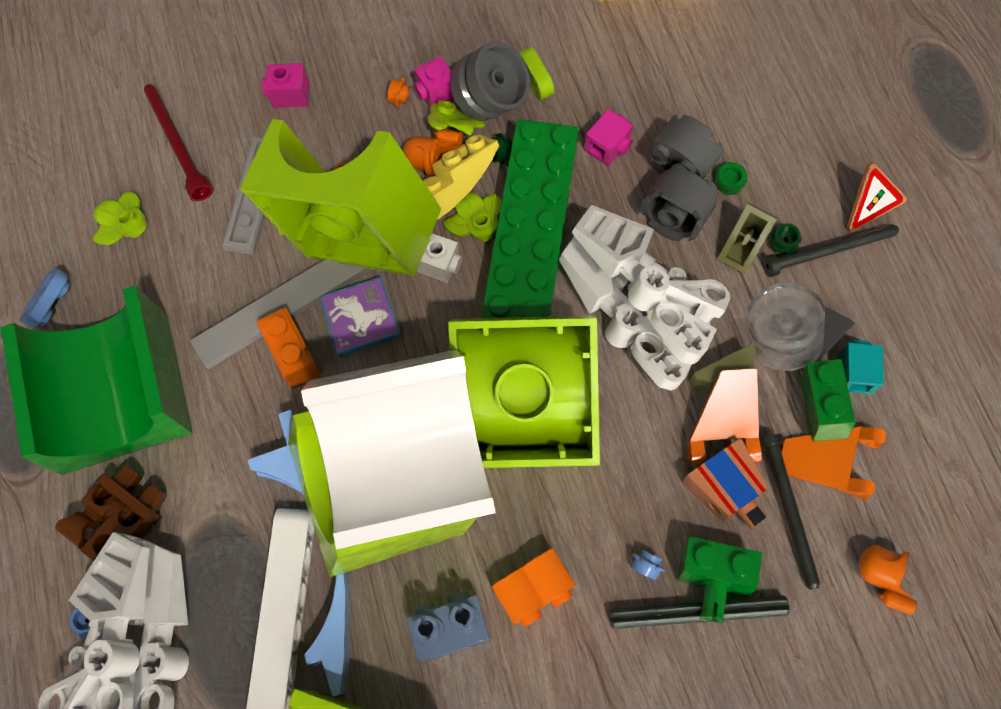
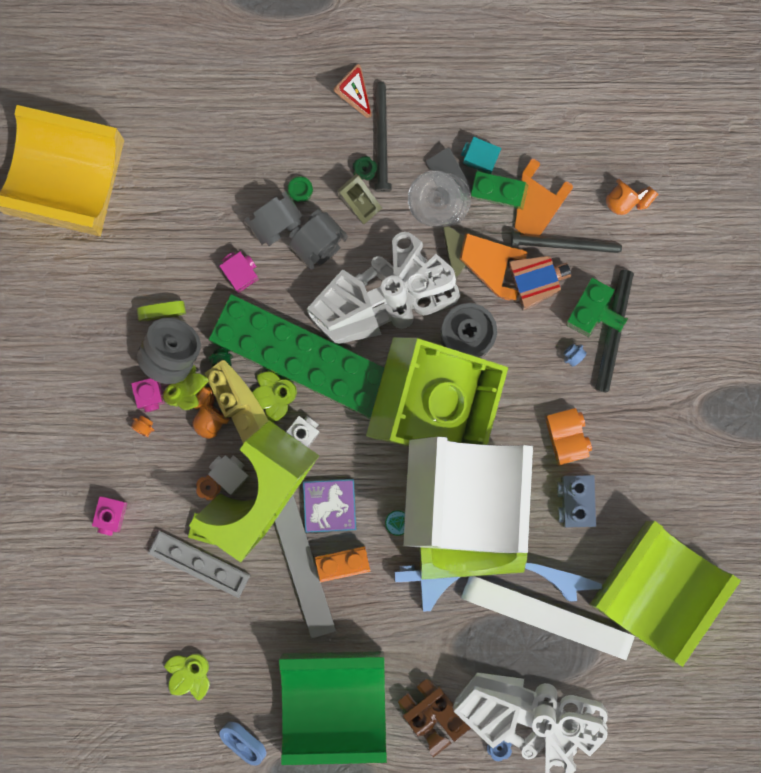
camera: 80 degrees left, 15 degrees up
(196, 184) = (176, 607): dark red piece -> none
(647, 409) = (469, 317): none -> dark grey wheel

